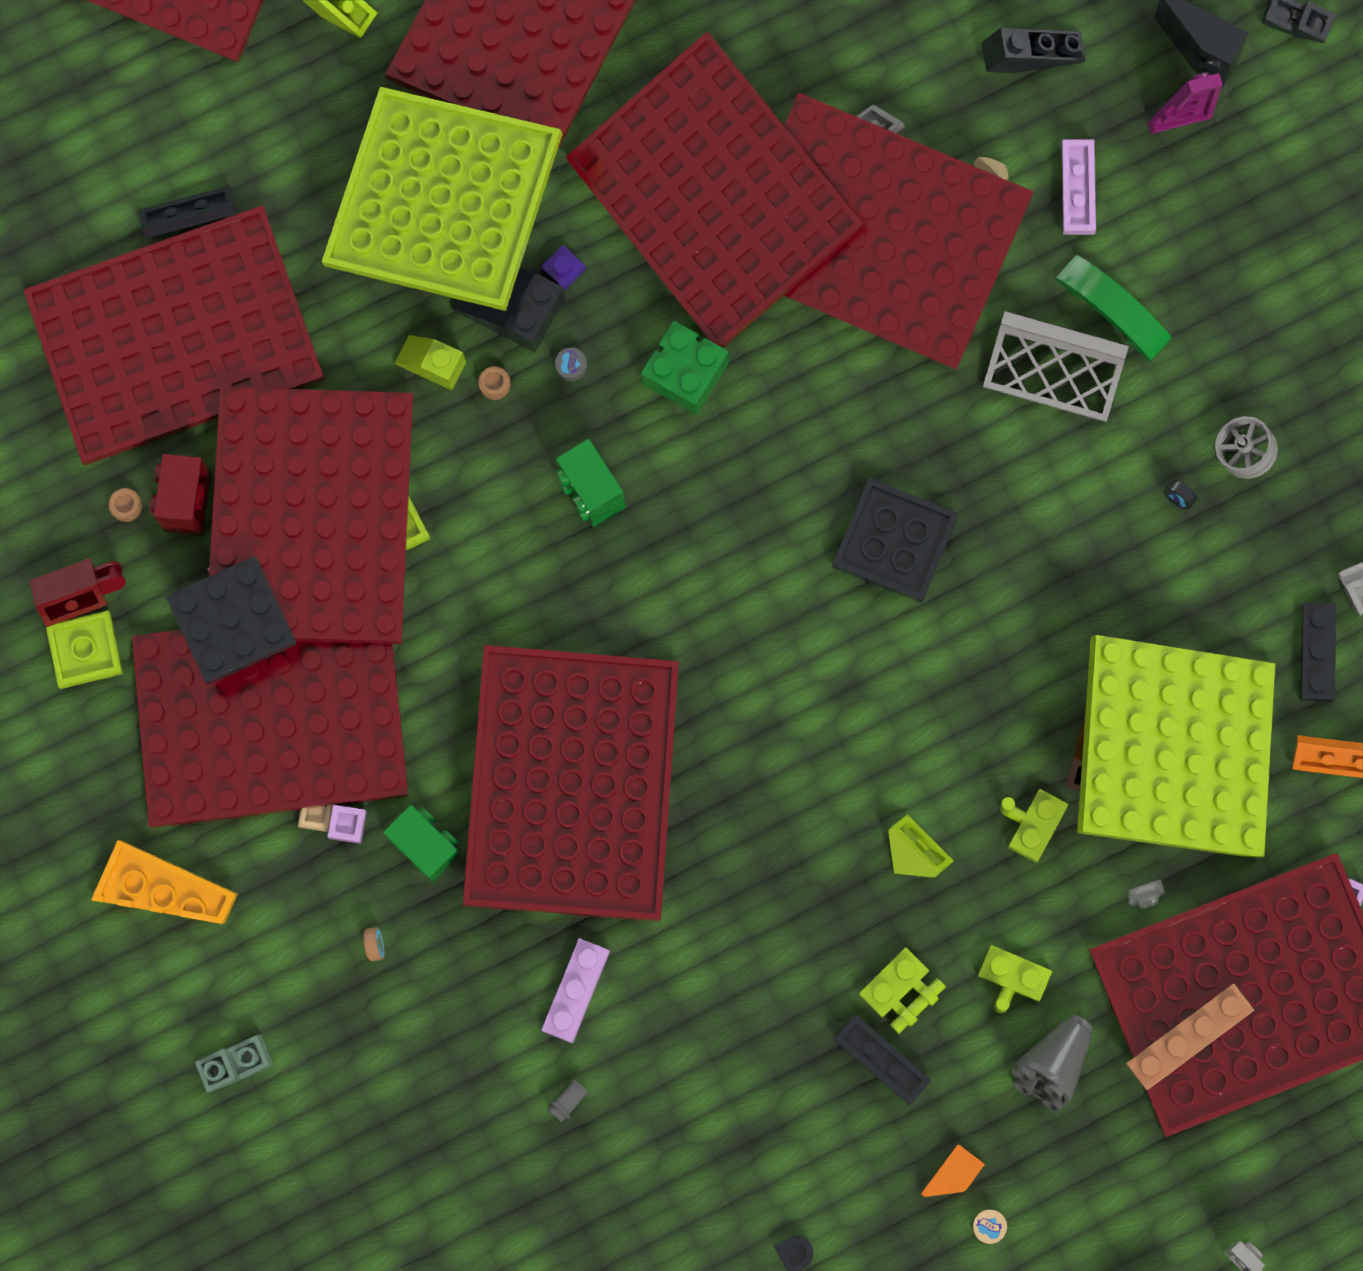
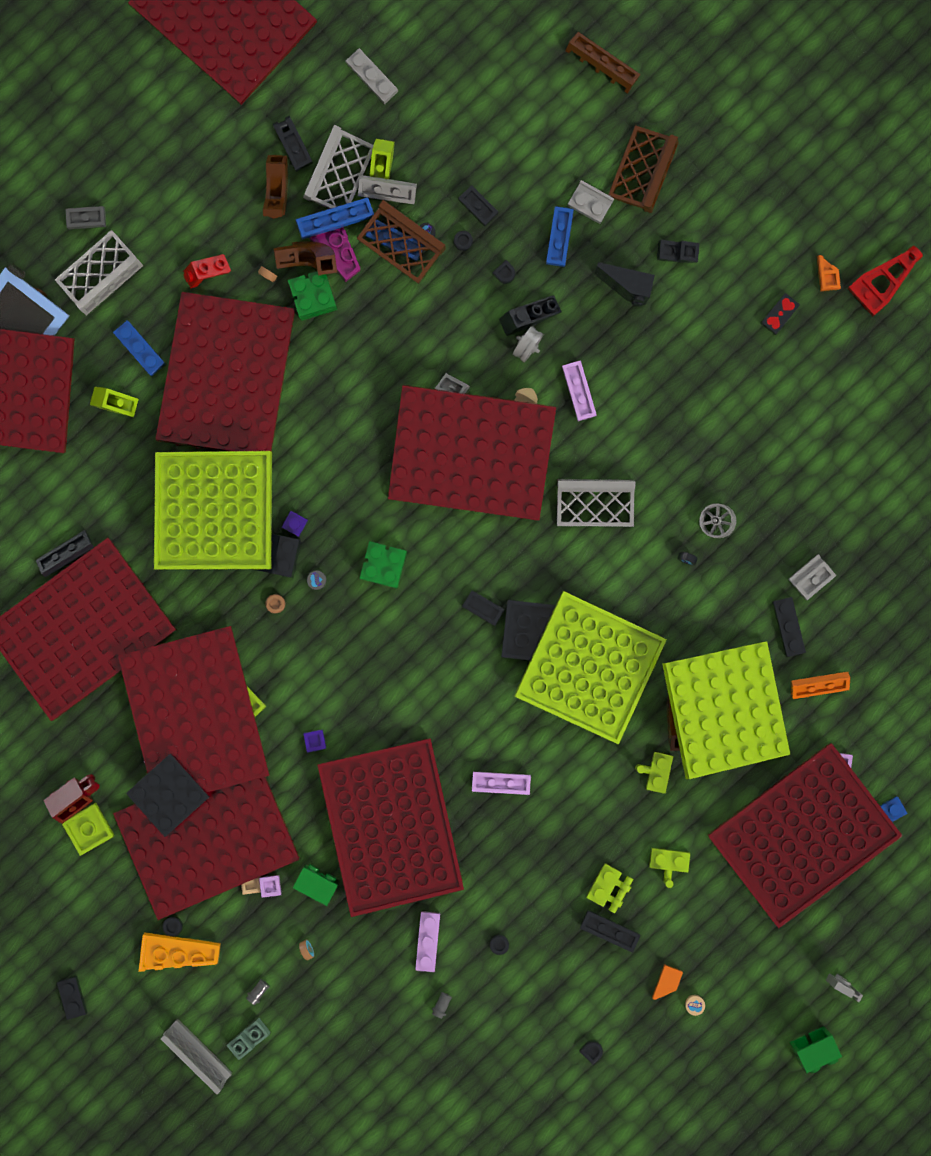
camera: 25 degrees left, 10 degrees up
(125, 505) = (84, 737): medium nougat tile -> none
(142, 1061) = (196, 1056): none -> light grey fence
(169, 845) = (172, 926): none -> black tile
(181, 494) = (115, 726): dark red brick -> none
(273, 990) = (258, 991): none -> dark grey pin
(432, 360) = (234, 602): lime slope -> none
(491, 613) = (315, 740): none -> dark purple plate
(590, 482) = (347, 649): green piece -> none
(692, 1030) = (499, 944): none -> black tile
(714, 191) = (369, 456): dark red plate -> none
(772, 766) = (501, 783): none -> lavender plate
(825, 482) = (483, 608): none -> black tile
(915, 850) = (595, 807): lime slope -> none
(972, 621) = (590, 667): none -> lime plate
(1016, 90) = (528, 344): none -> light grey wheel
(1055, 1063) = (707, 905): dark grey cone -> none
(1115, 305) = (619, 456): green slope -> none
(1145, 895) = (731, 795): clear plate -> none
(1189, 105) = (634, 322): magenta wing -> none
(1190, 1037) = (777, 870): nougat plate -> none

